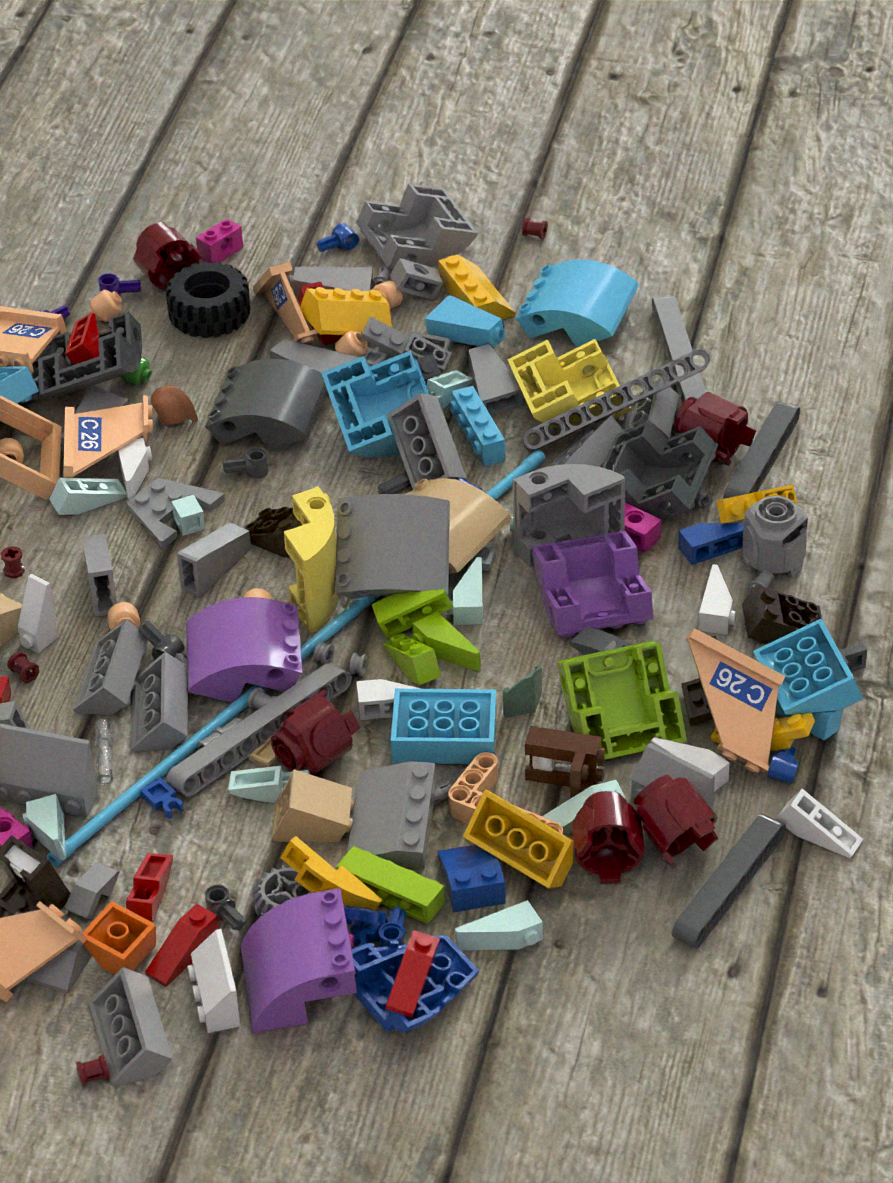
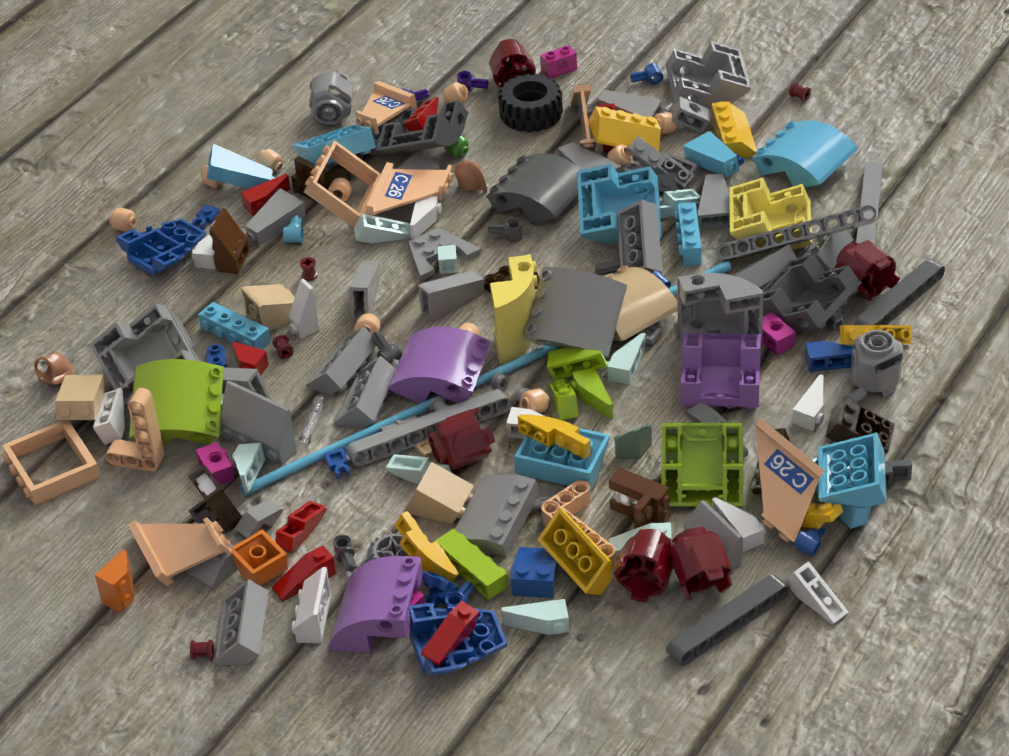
camera: 20 degrees right, 0 degrees up
(379, 666) = (535, 400): none -> light nougat head
(425, 699) = (552, 430): none -> yellow slope

